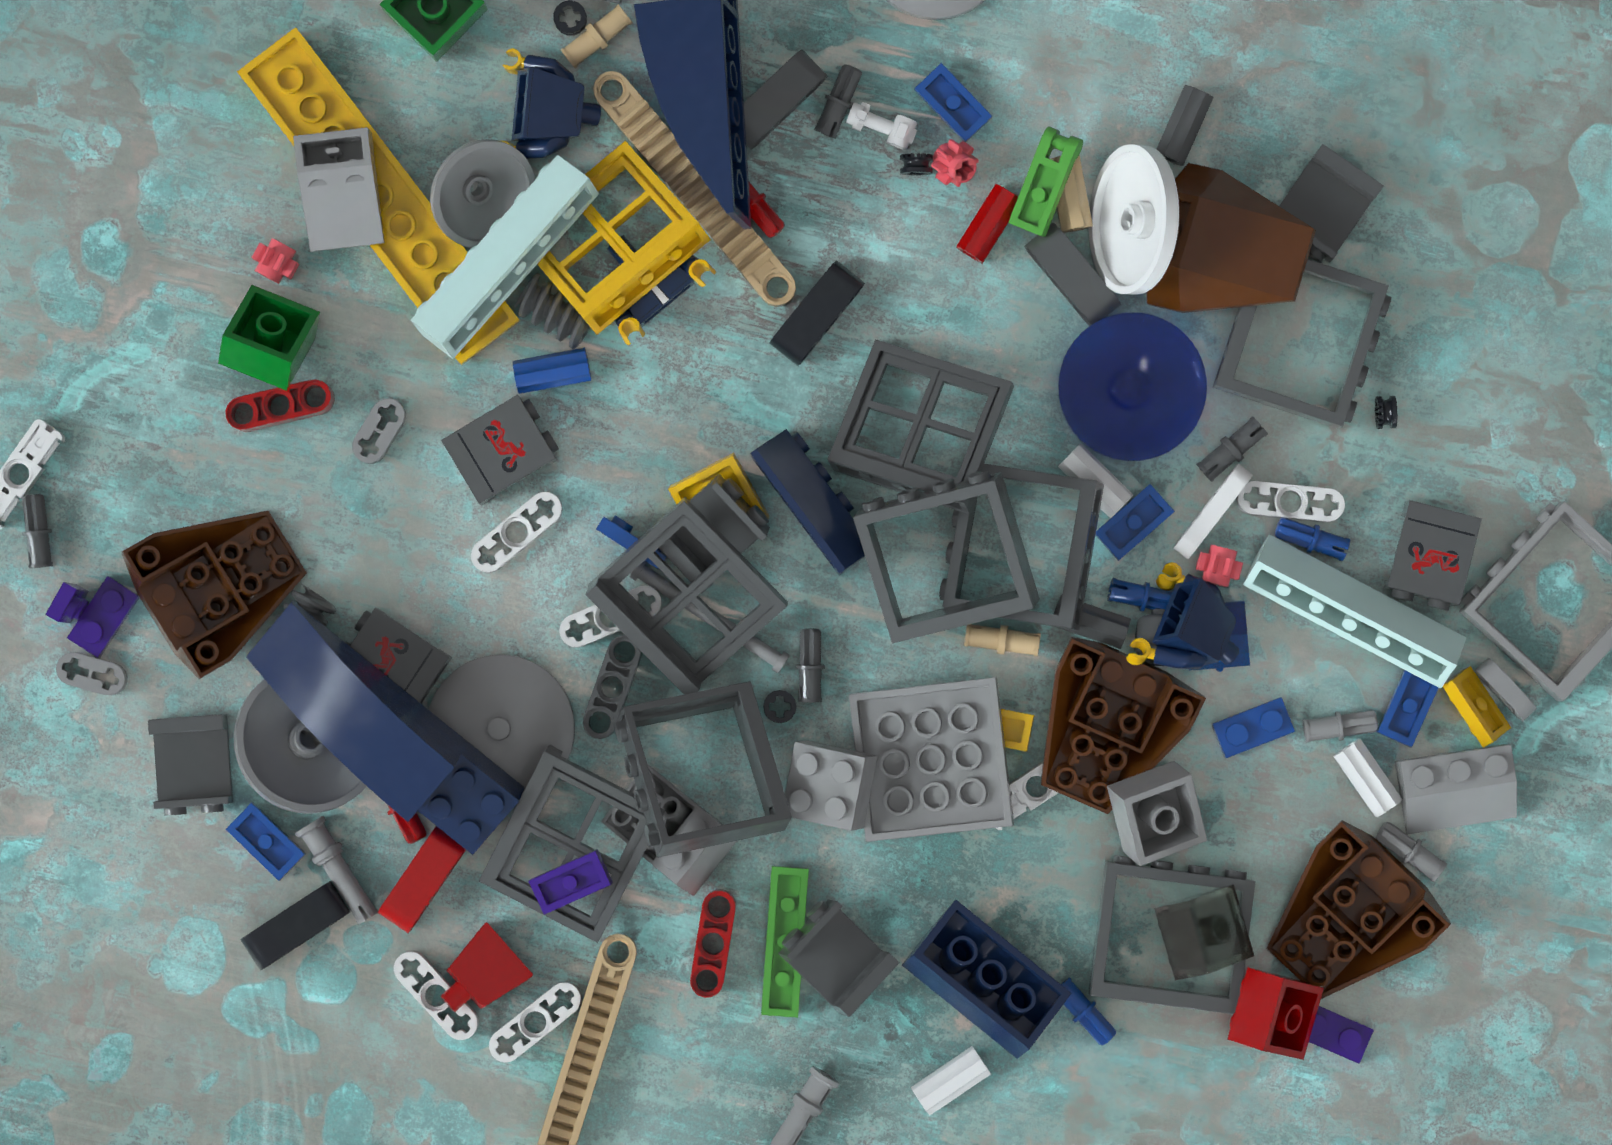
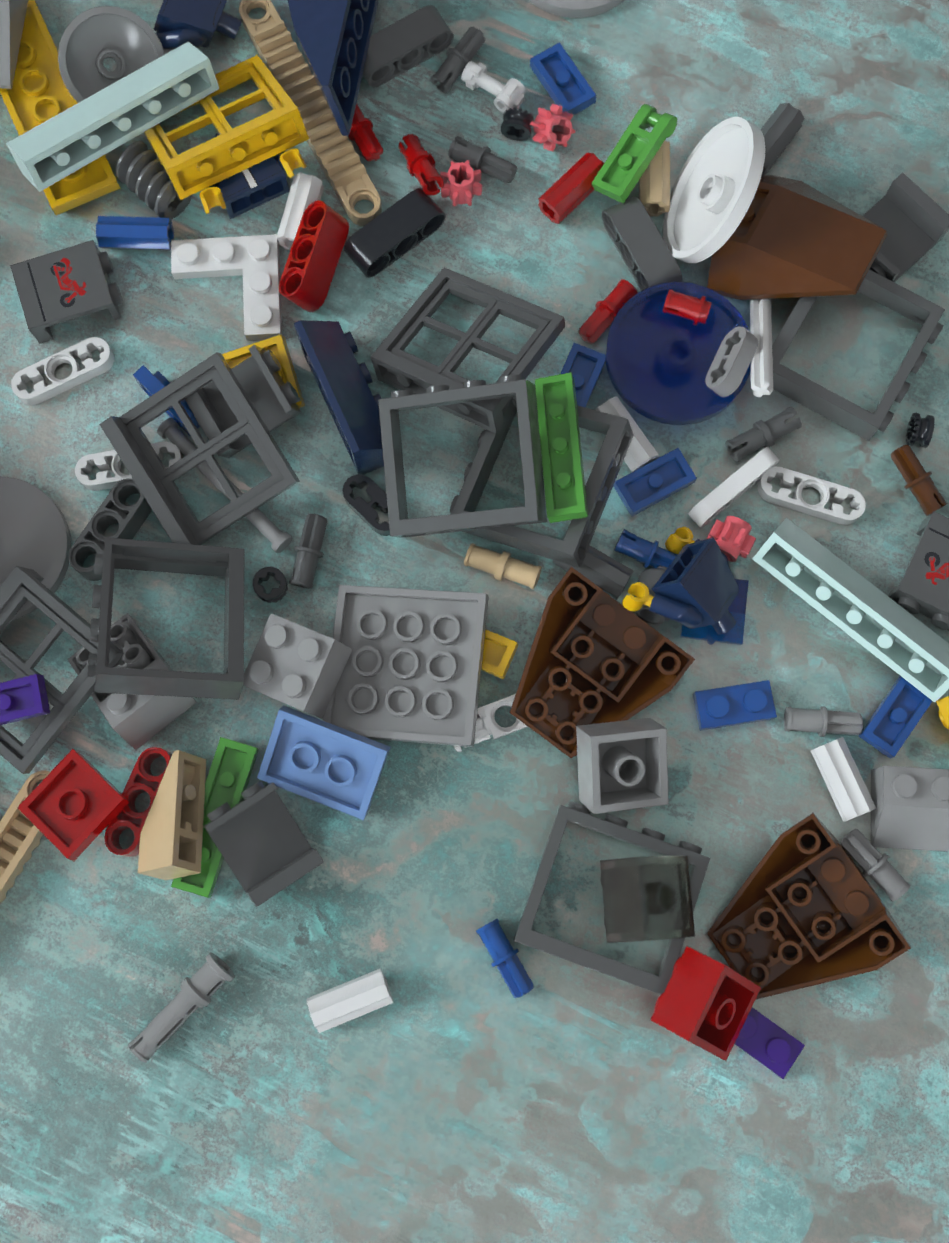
camera: 10 degrees right, 10 degrees down
(656, 961) = (73, 805): none -> red plate
(674, 368) = (249, 256): none -> white plate
(715, 311) = (303, 192): none -> white axle
(743, 361) = (314, 256): none -> red beam
(752, 959) = (174, 827): none -> tan slope
(828, 234) = (421, 164): none -> red pin
(853, 611) = (364, 509): none -> black beam
(875, 870) = (323, 762): none -> medium blue plate
(882, 239) = (461, 183): none -> coral gear
(889, 212) = (482, 160): none -> dark grey axle
(986, 979) = (410, 900): dark blue slope -> none
(1036, 434) = (586, 369): none -> blue plate
(1037, 523) = (561, 448): none -> bright green plate
(1051, 352) = (606, 311): none -> red axle
(1131, 343) = (687, 306): none -> red pin
(1186, 392) = (731, 361): none -> light grey beam
(1212, 368) = (762, 361): none -> white axle
(1312, 538) = (828, 533): blue axle -> none
(1392, 464) = (917, 479): none -> reddish brown axle

